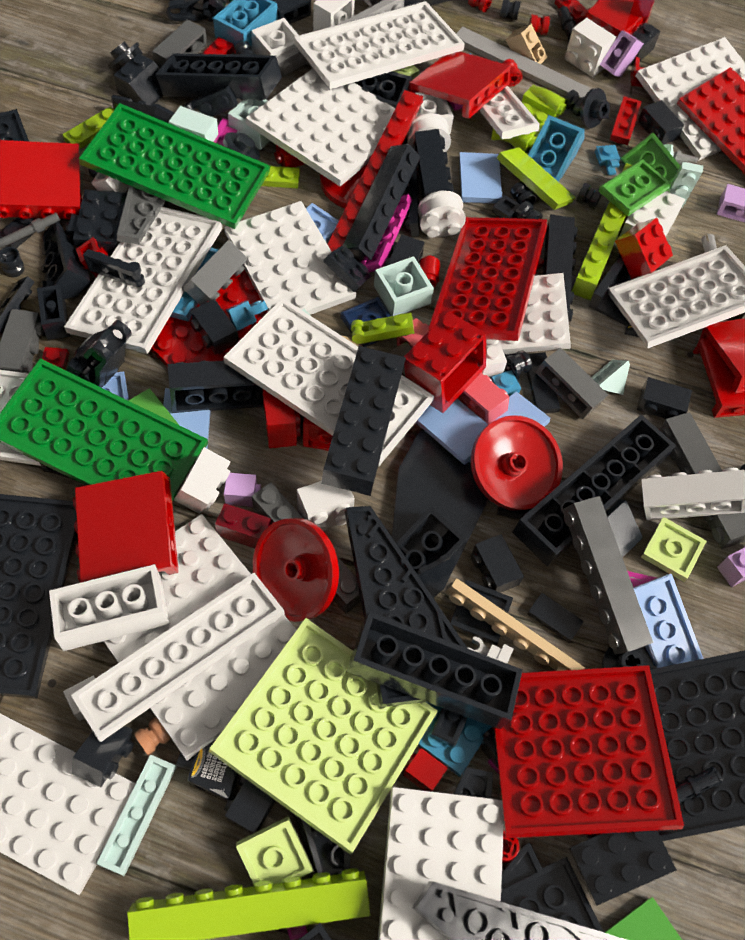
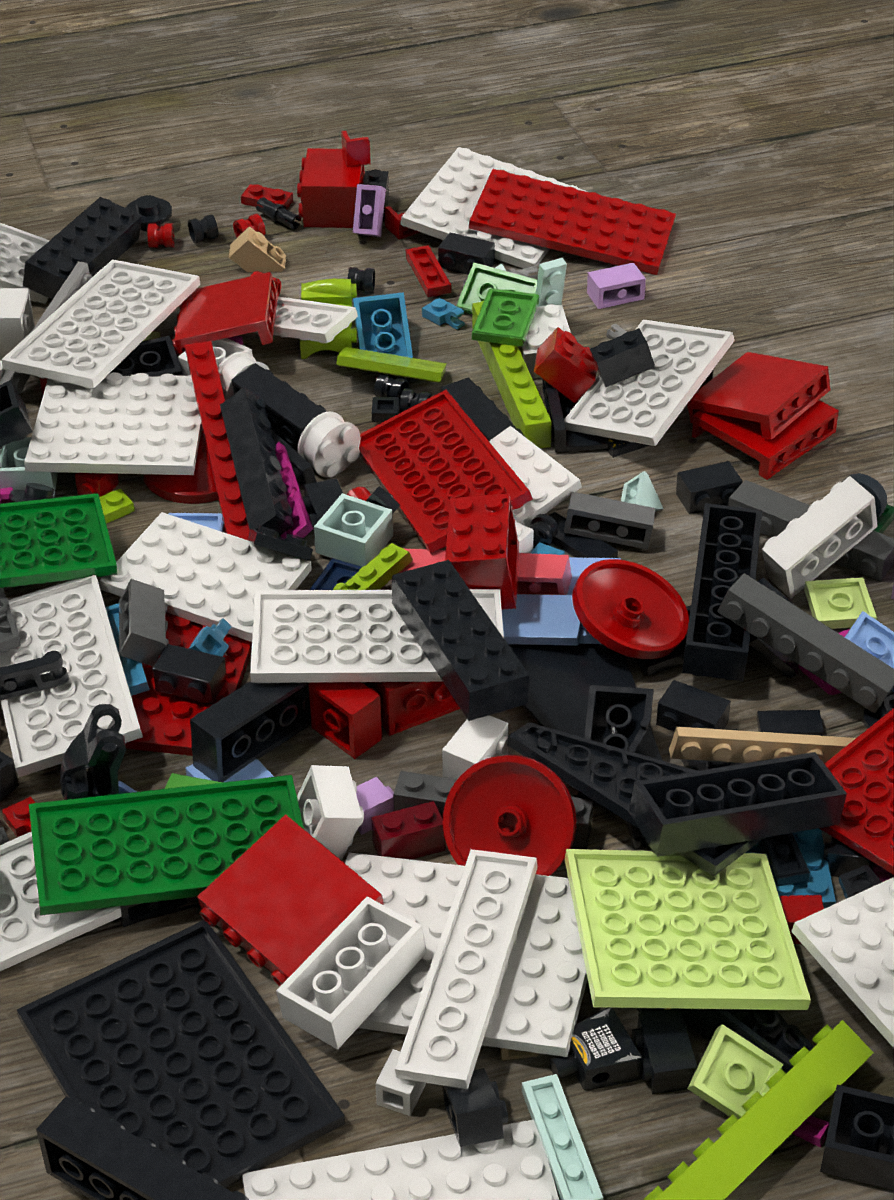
camera: 30 degrees left, 20 degrees down
(152, 736) = (506, 1066): nougat wheel -> none
(434, 277) = (383, 498): none -> black plate
(480, 177) = (333, 393): light blue tile -> none
(528, 67) = (287, 273): light grey tile -> none
(589, 47) = (328, 221): white brick -> none
(589, 196) = (460, 354): black wheel -> none
(594, 108) = (389, 272): black piece -> none
(681, 267) = (622, 357): none -> black brick

